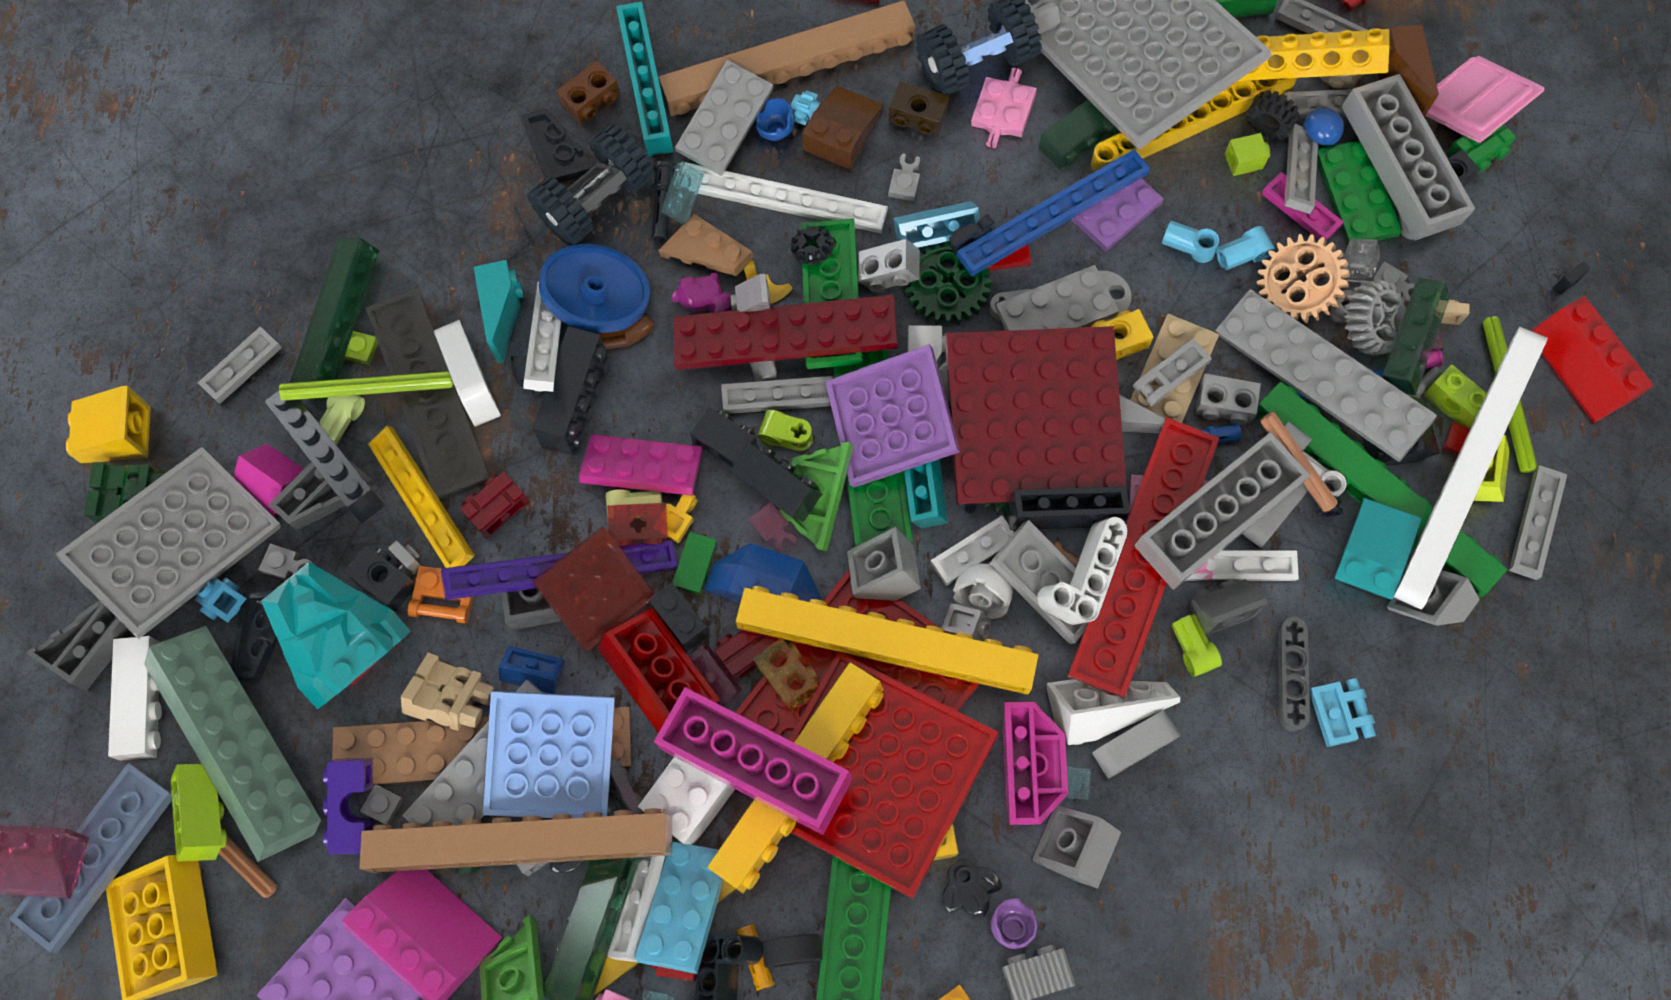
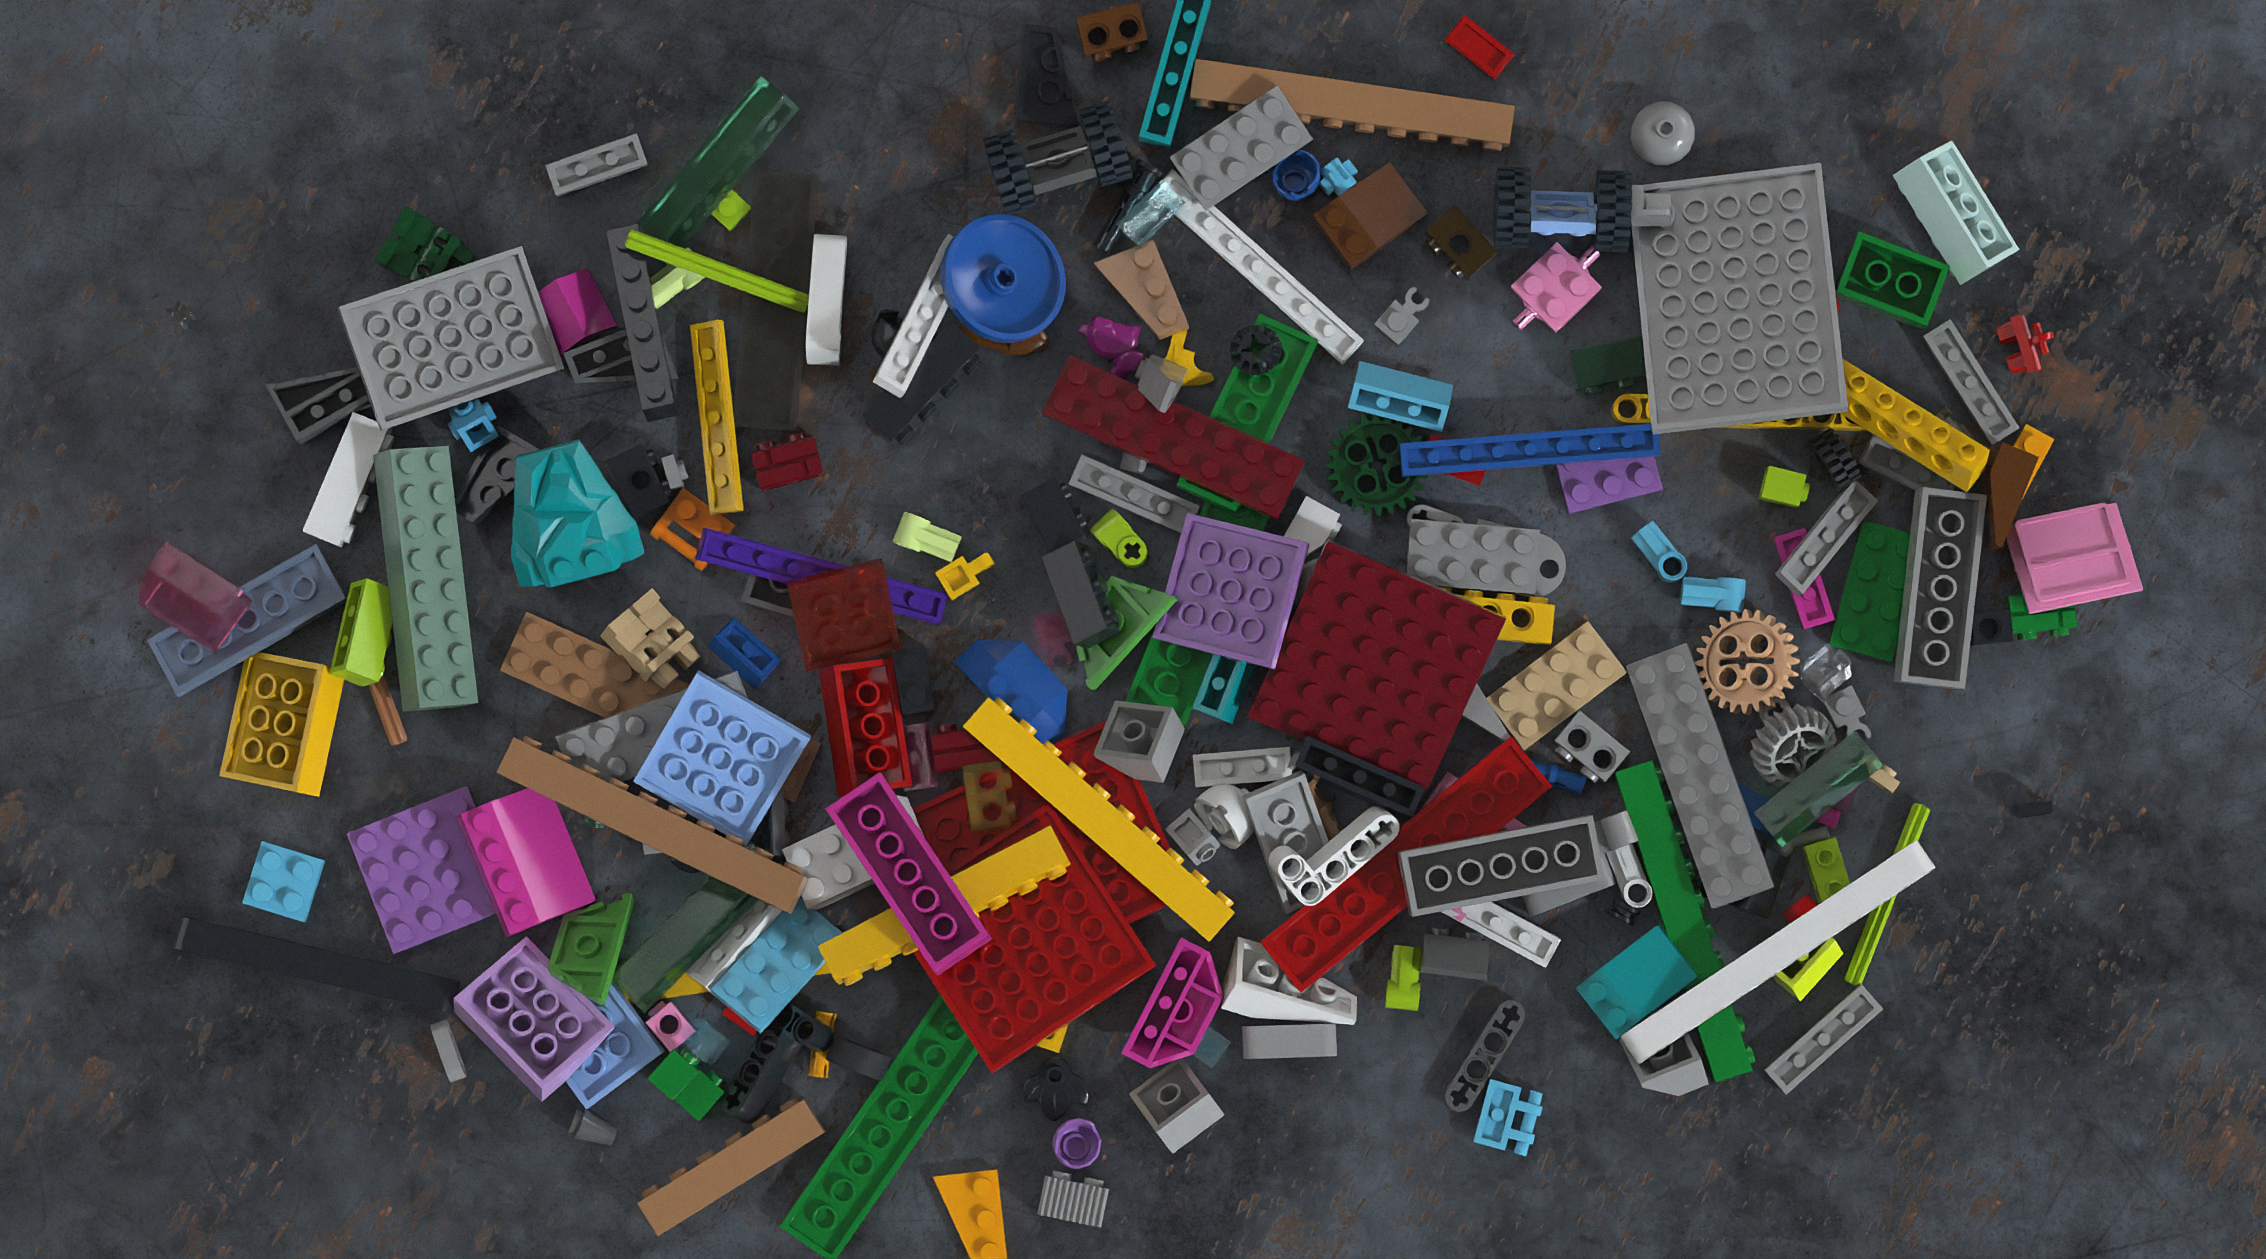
camera: 25 degrees right, 15 degrees up
(109, 427) = (433, 169): yellow slope -> none
(281, 562) = (548, 411): light grey plate -> none
(342, 779) = (519, 675): dark purple arch -> none
(382, 805) = (539, 712): light grey plate -> none
(499, 303) = (896, 242): teal slope -> none
(622, 515) = (937, 570): clear red brick -> none
(641, 464) = (956, 499): dark pink plate -> none
(694, 563) = (958, 630): green tile -> none
(888, 265) = (1324, 414): light grey brick -> none
(970, 233) = (1418, 432): black plate -> none
(1173, 372) = (1548, 691): light grey plate -> none
(1314, 483) = (1609, 856): nougat axle -> none
(1324, 126) = (1883, 500): blue hair -> none
(1591, 360) = (1989, 904): red slope -> none

